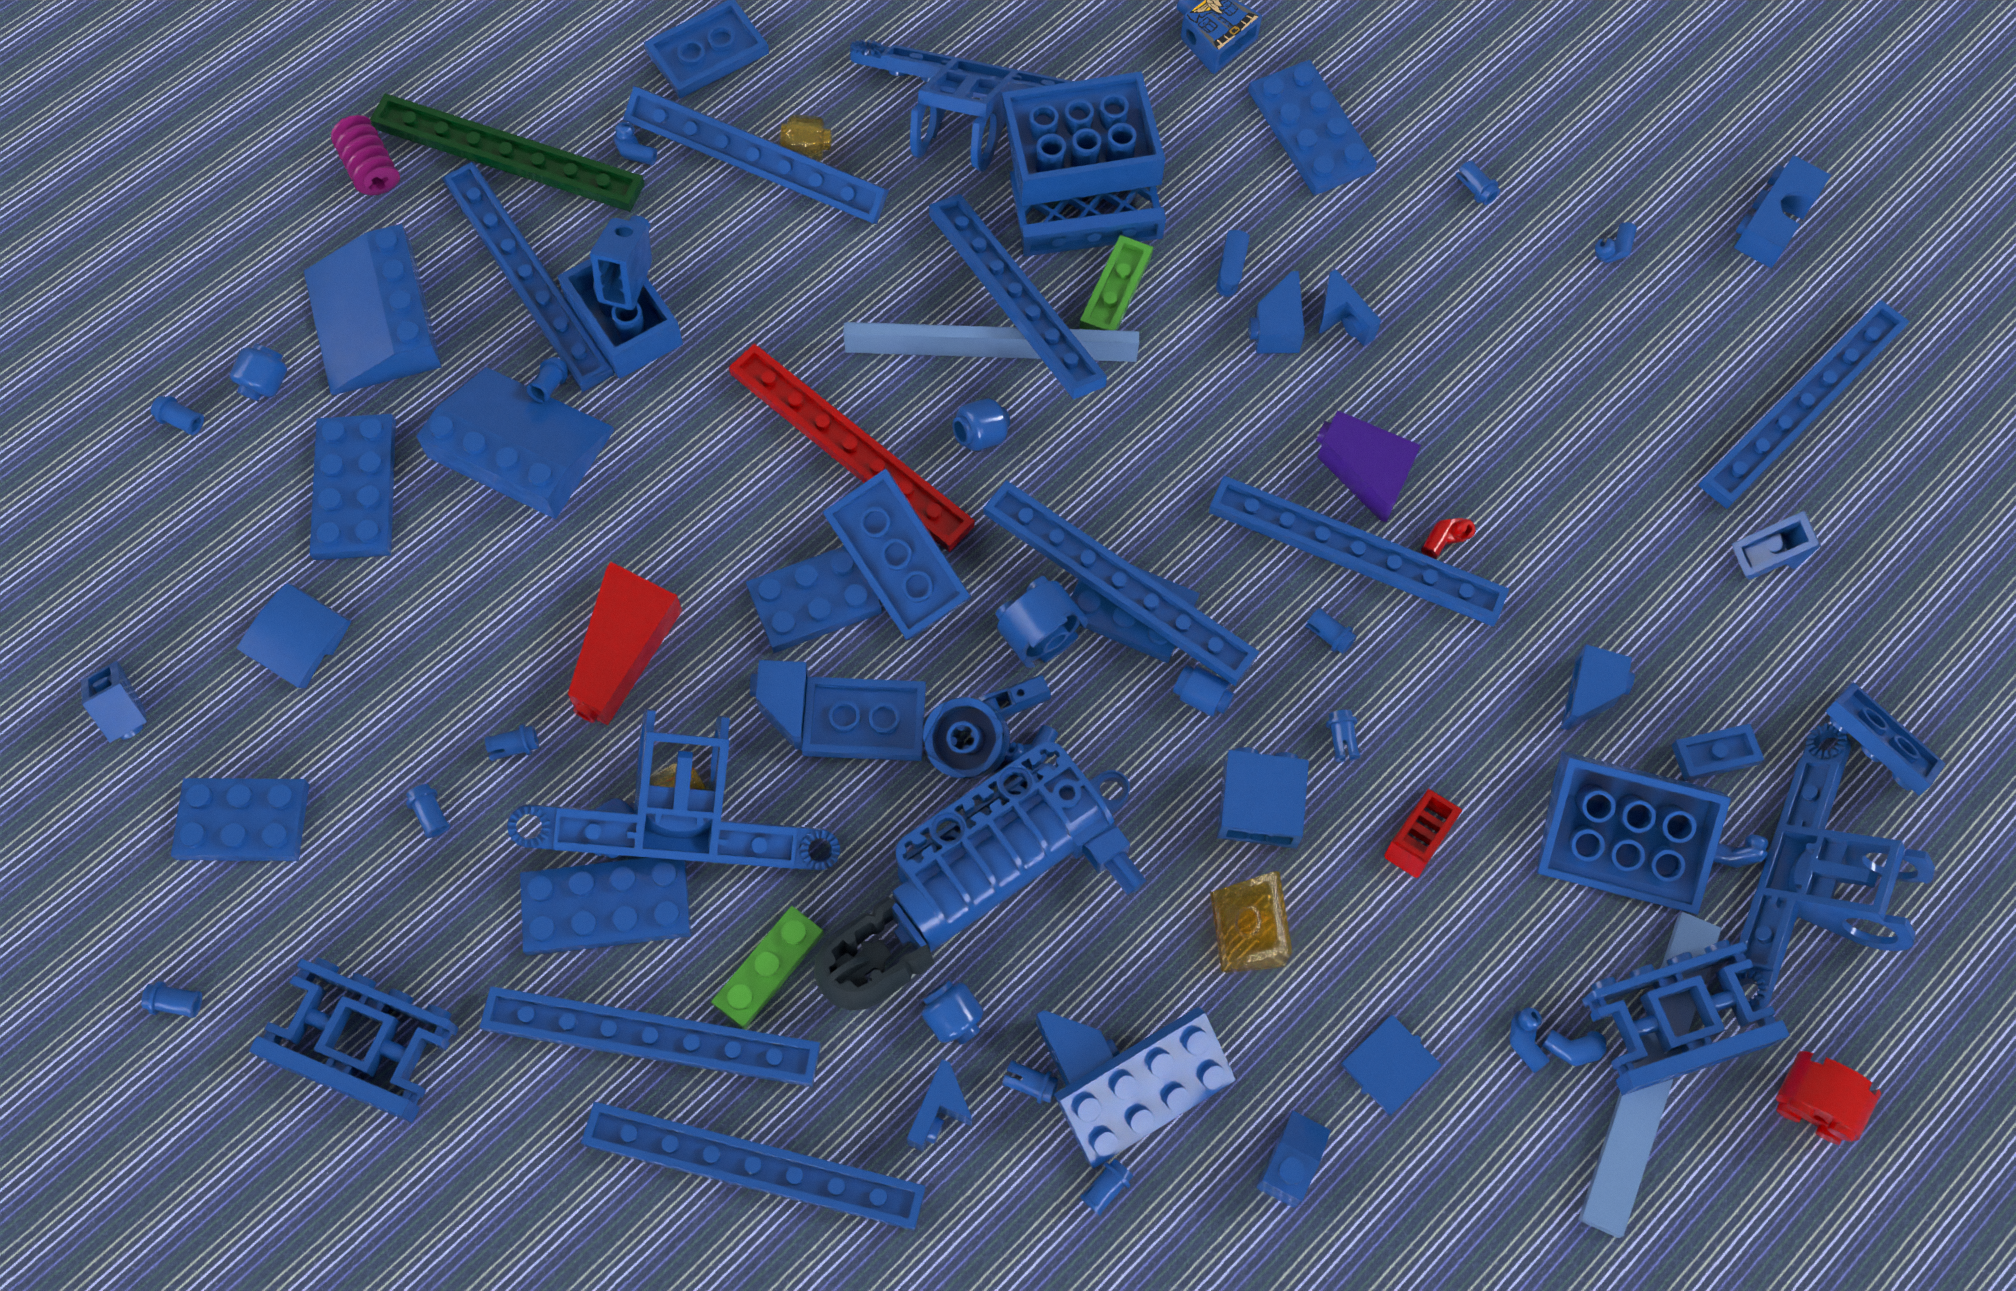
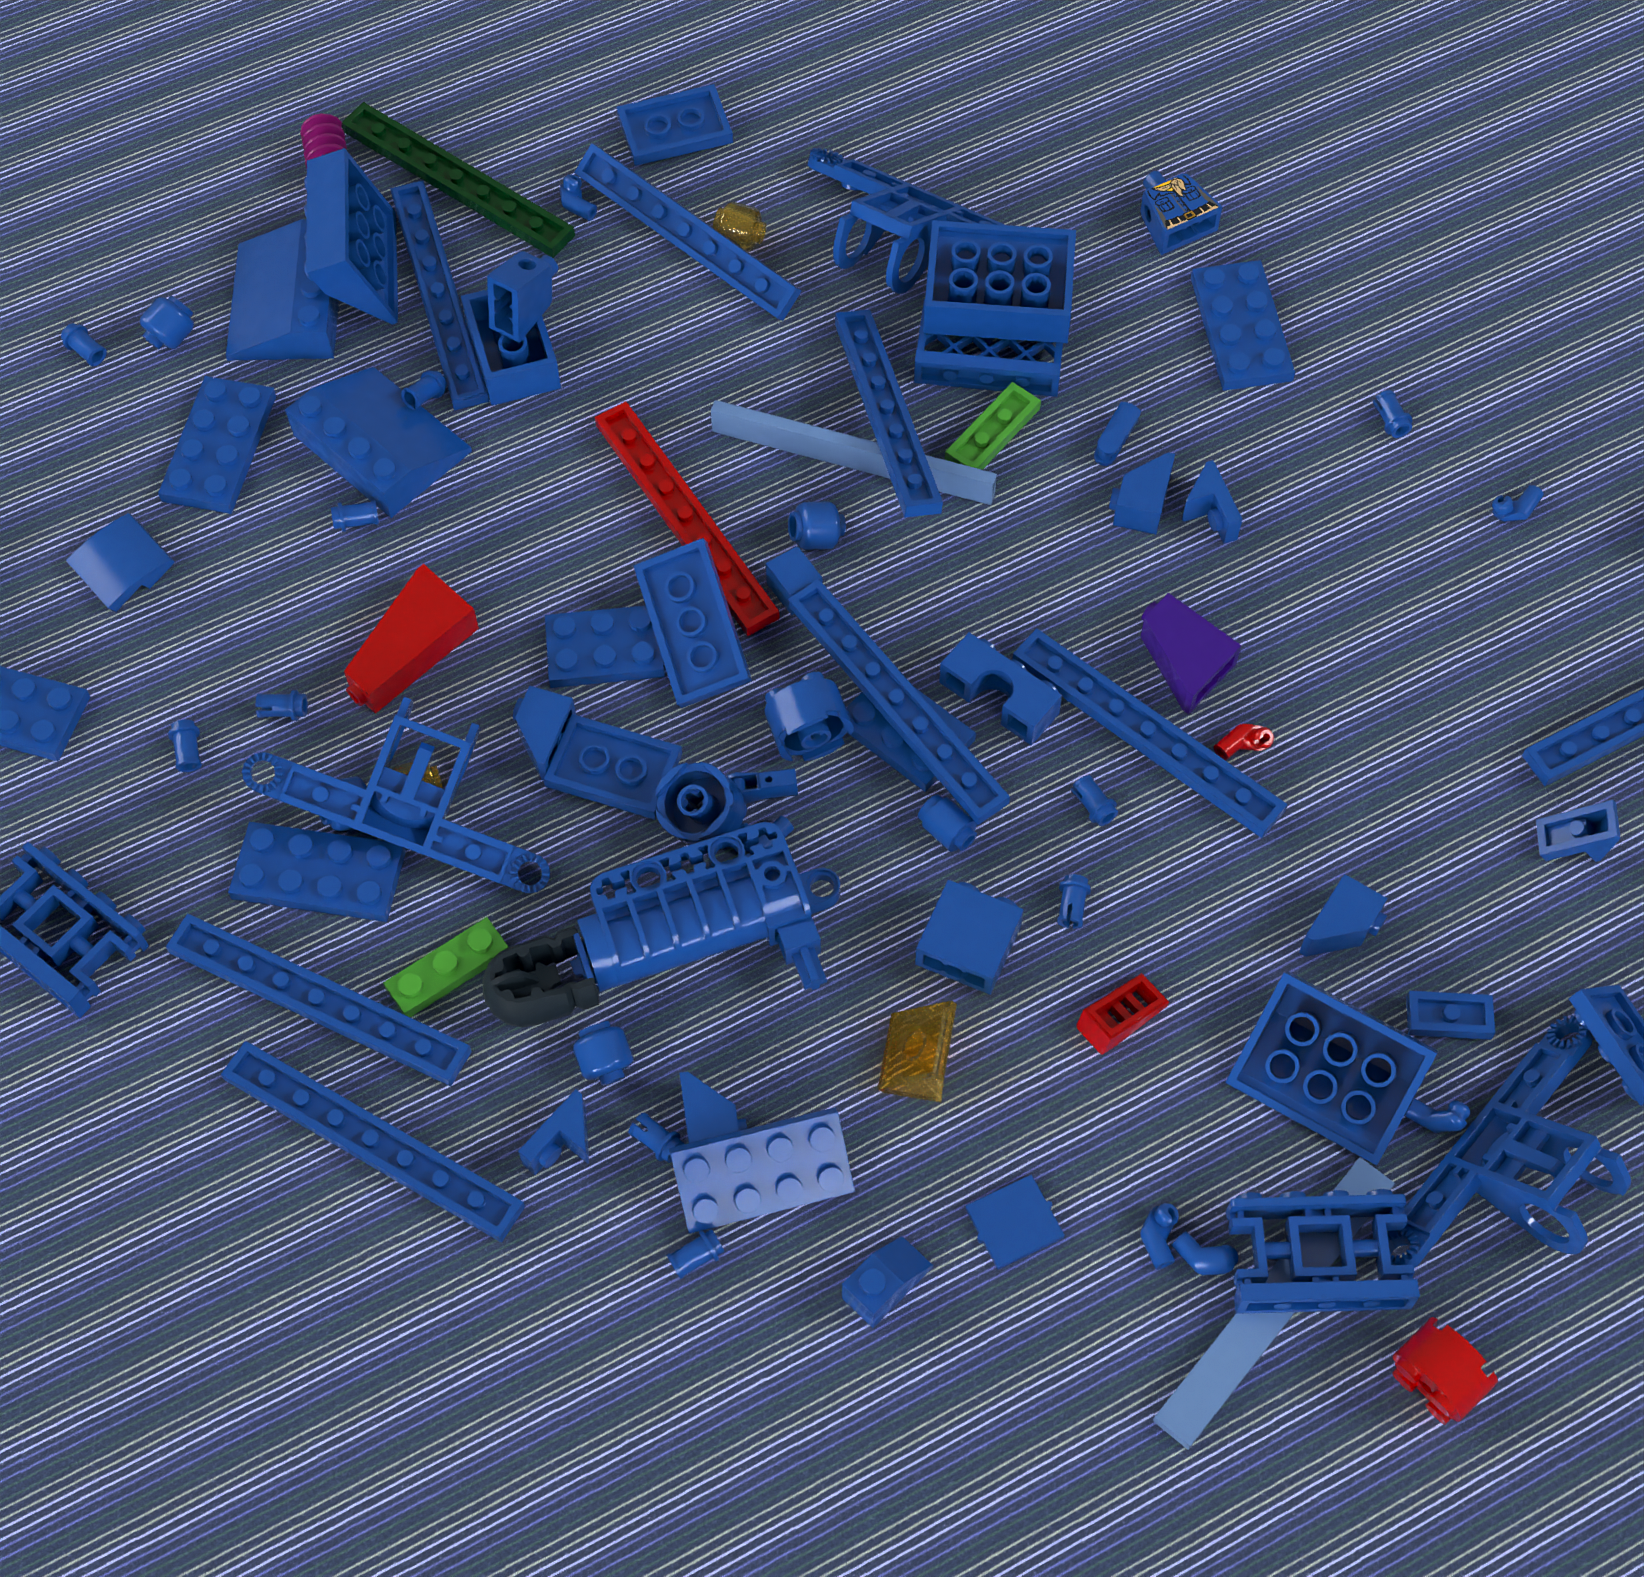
camera: 20 degrees right, 5 degrees down
(423, 239) = (350, 236): none -> blue slope
(519, 526) = (354, 515): none -> blue pin
(975, 483) = (790, 574): none -> blue panel
(1183, 526) = (979, 667): none -> blue arch

